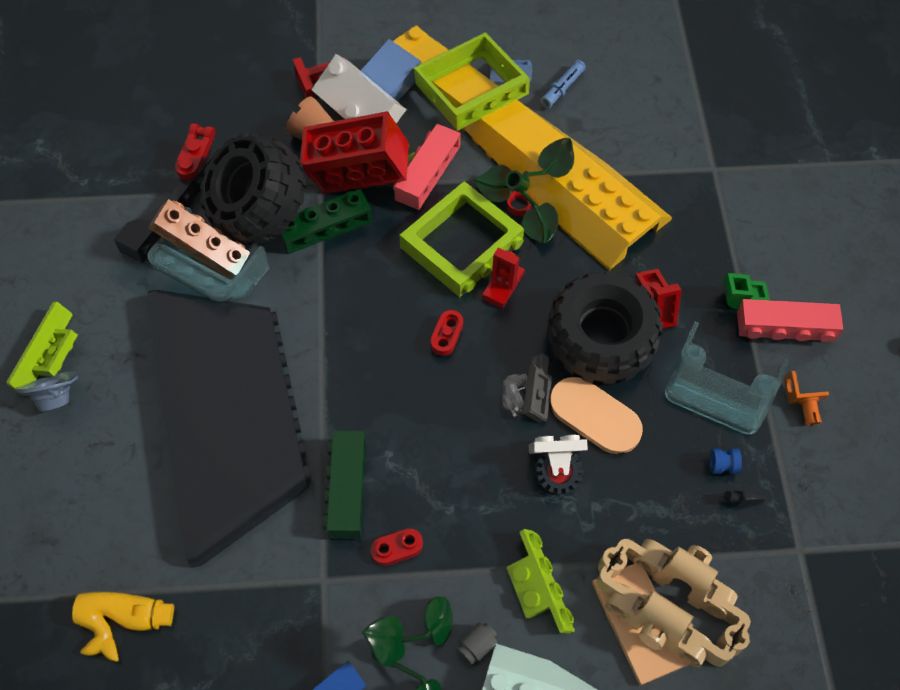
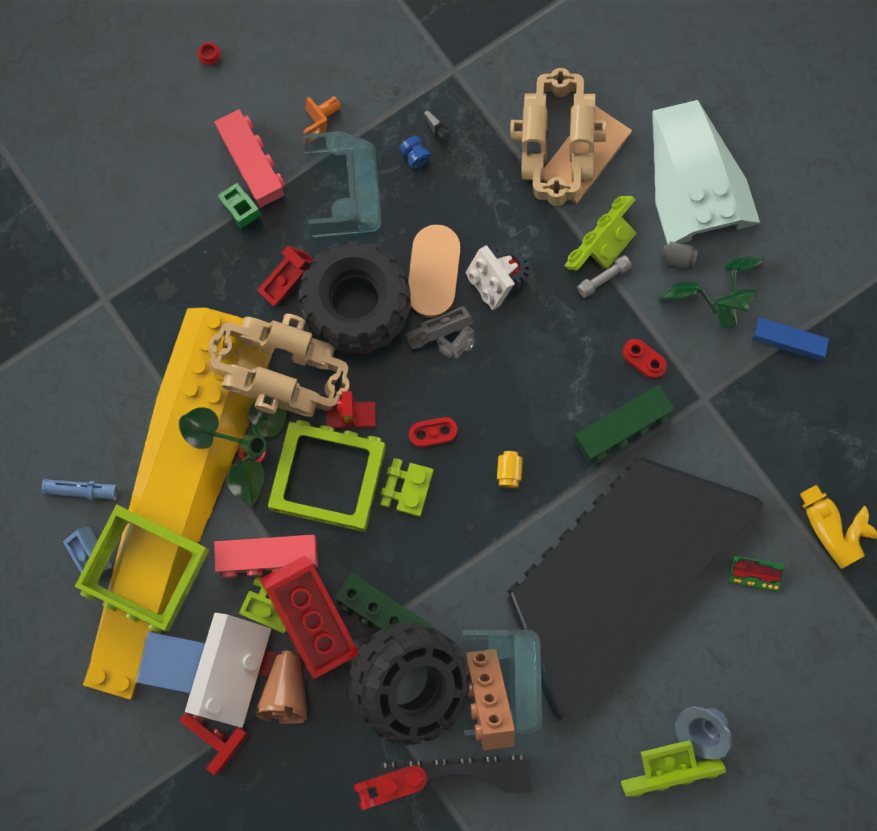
camera: 115 degrees left, 15 degrees up
(138, 520) = (756, 573): none -> slope
(373, 371) = (509, 469): none -> yellow brick
(411, 298) = (414, 489): none -> lime plate
(501, 582) = (620, 266): none -> light grey bar
(598, 239) = (273, 384): none -> tan piece

